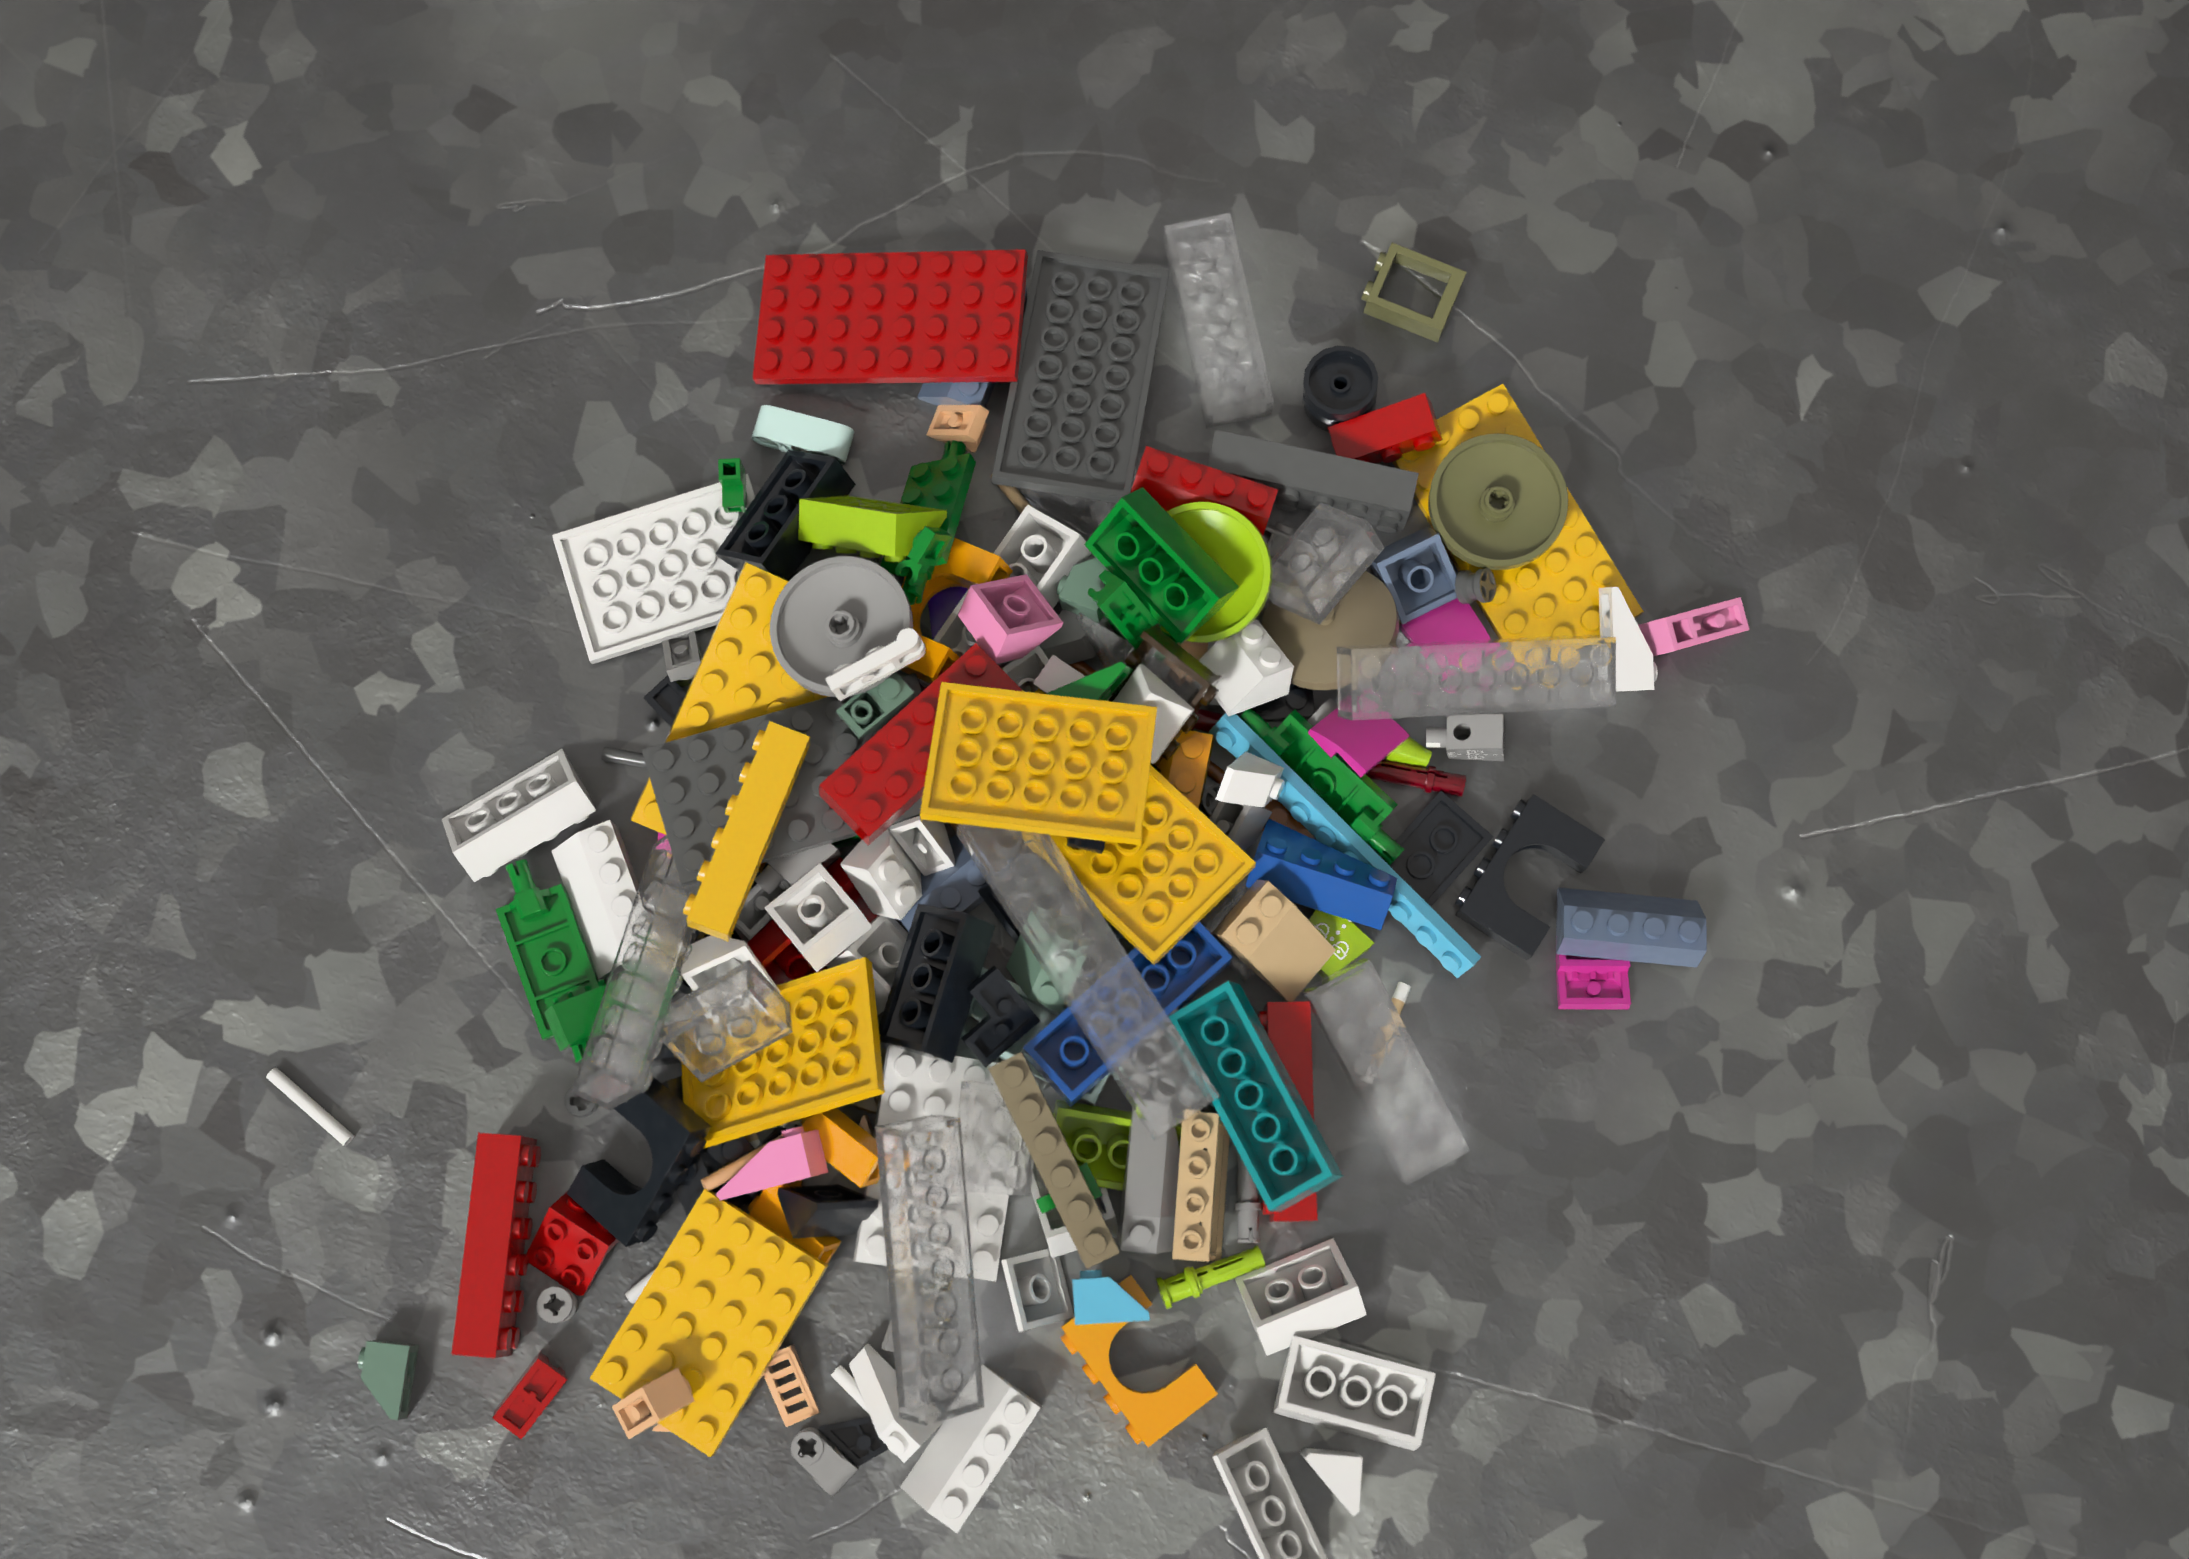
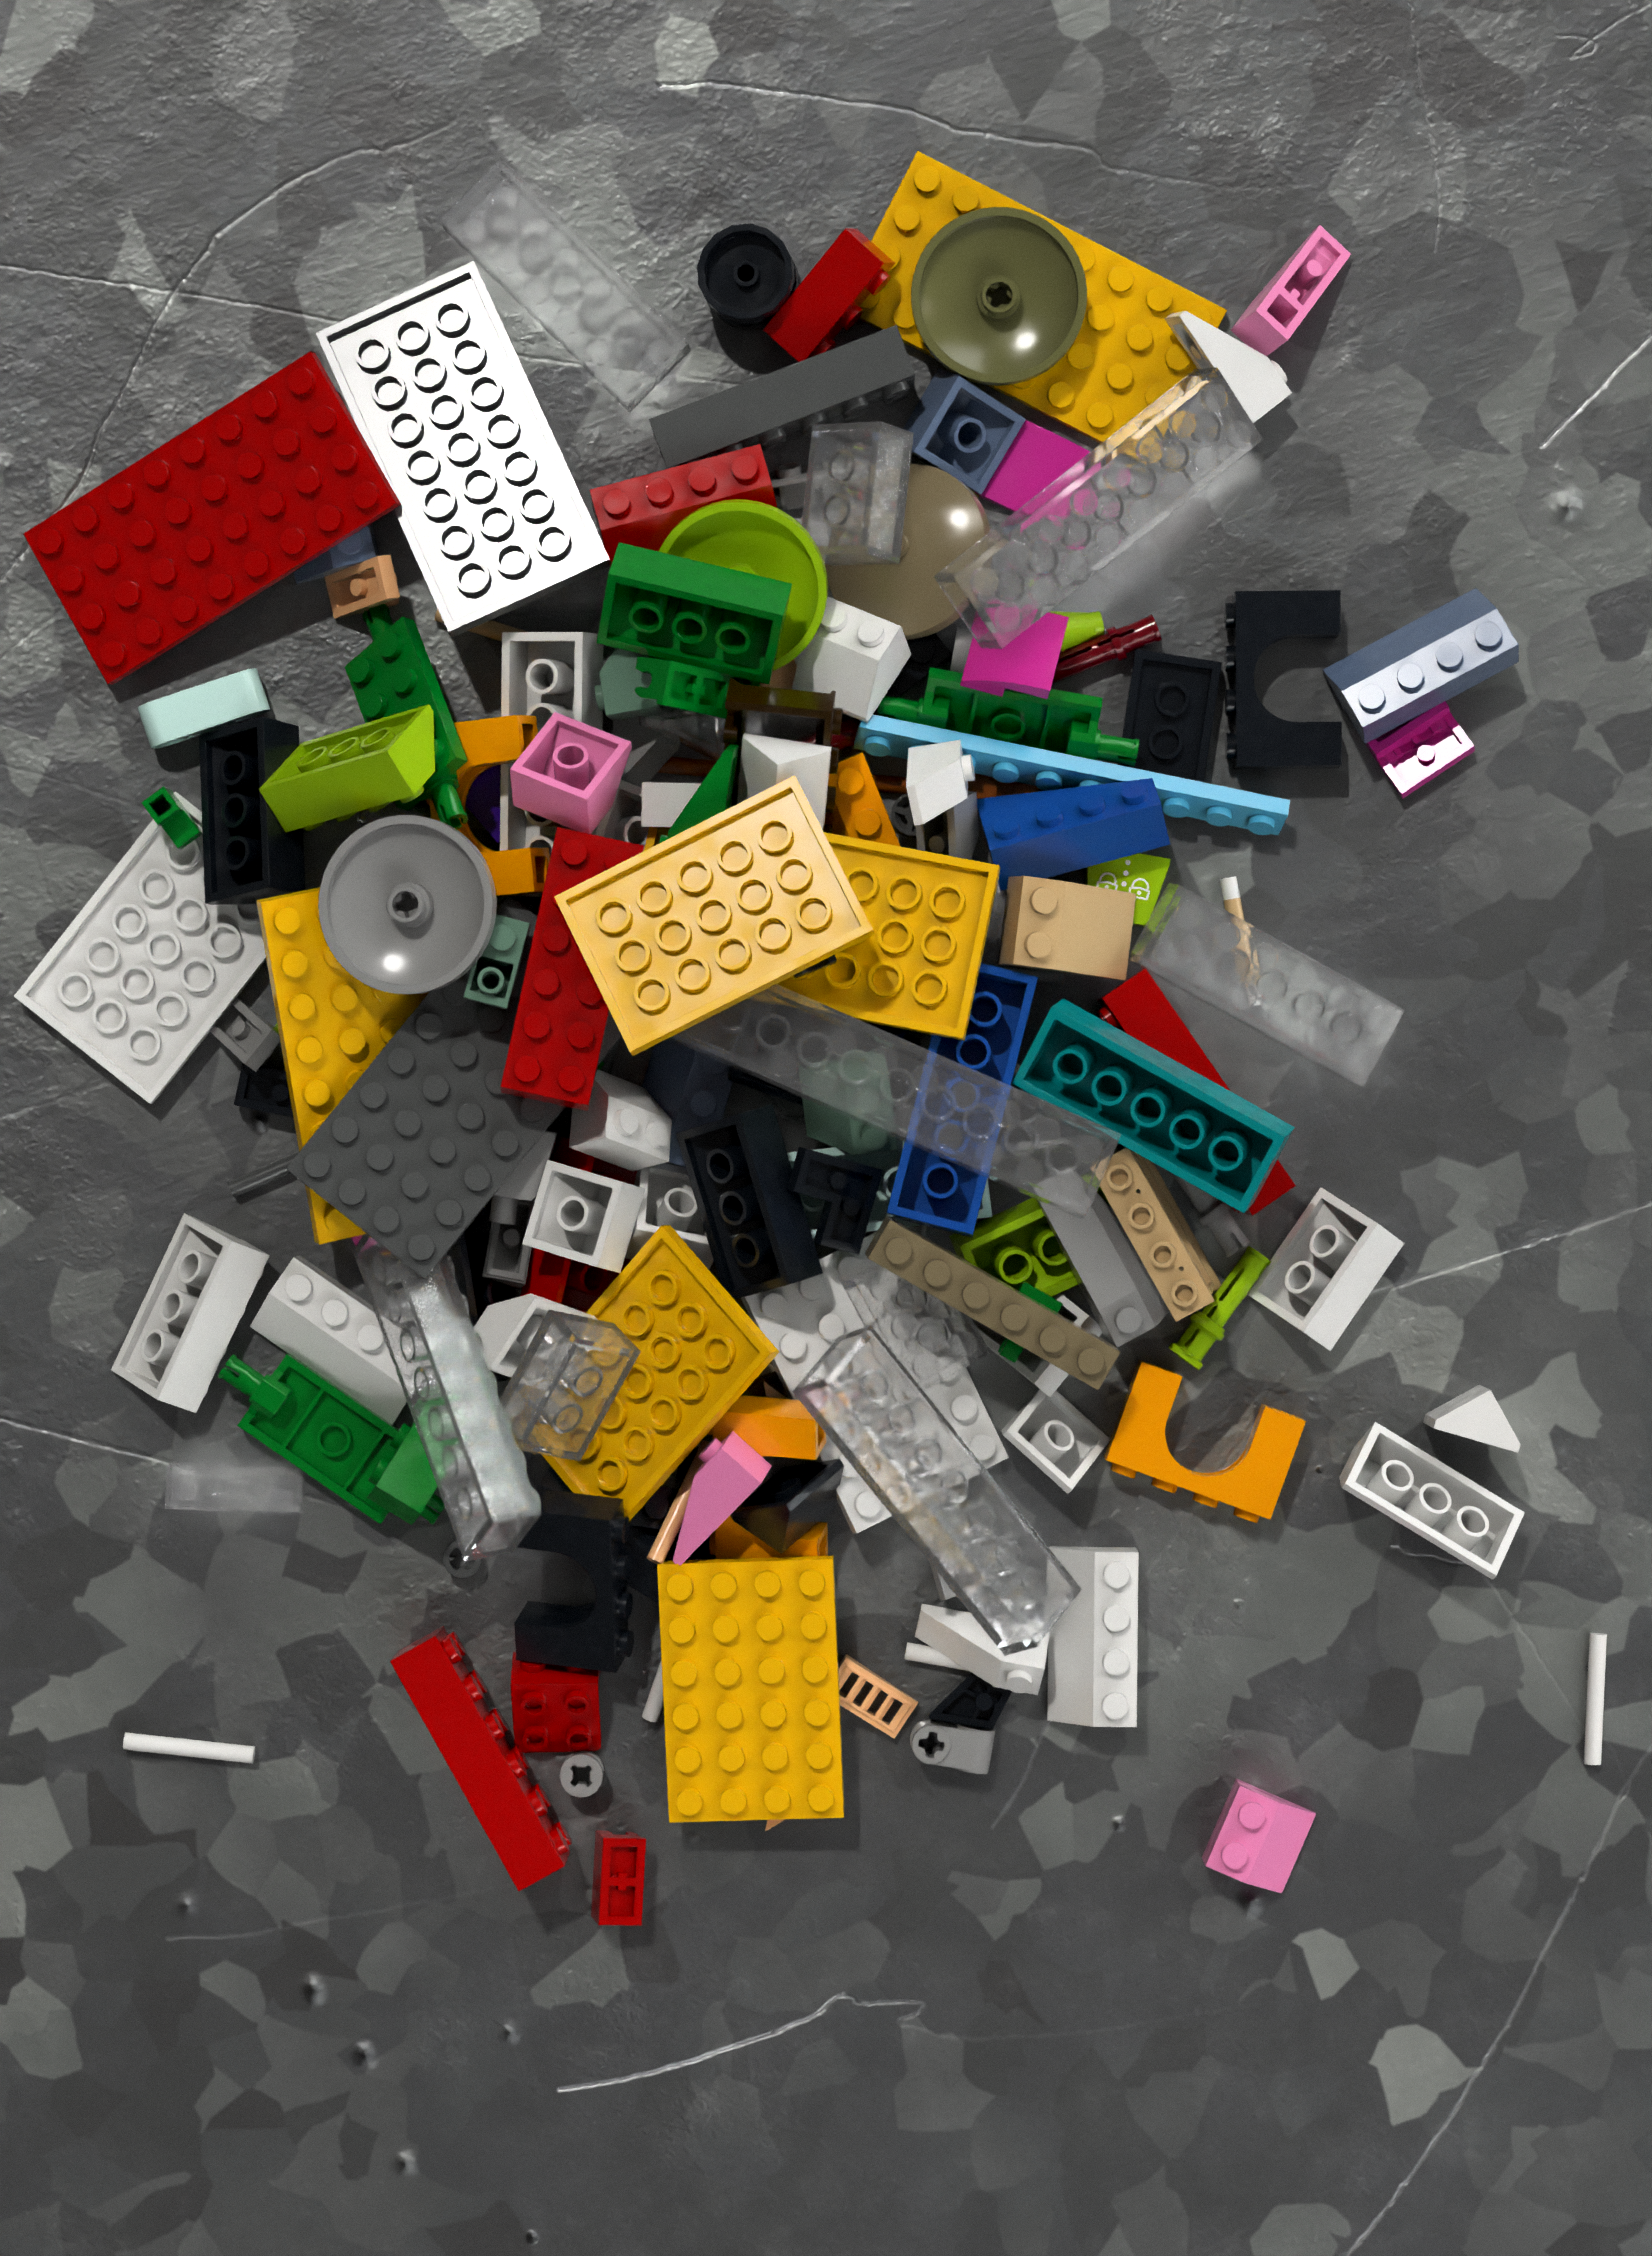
camera: 30 degrees left, 10 degrees up
(389, 1374) = (462, 1951): sand green slope -> none
(463, 949) = (233, 1487): none -> clear slope
(653, 1403) = (753, 1804): light nougat slope -> none
(747, 832) = (458, 1180): yellow brick -> none
(876, 664) = (477, 924): white plate -> none
(925, 844) = (644, 1072): white slope -> none
(926, 551) = (440, 761): green plate -> none
(1104, 1301) = (1135, 1407): medium azure slope -> none
(1354, 1393) = (1441, 1329): white slope -> none
(1404, 317) = (802, 139): olive window -> none
(1475, 586) = (1033, 404): dark grey wheel -> none
(1484, 742) = (1149, 565): light grey torso -> none

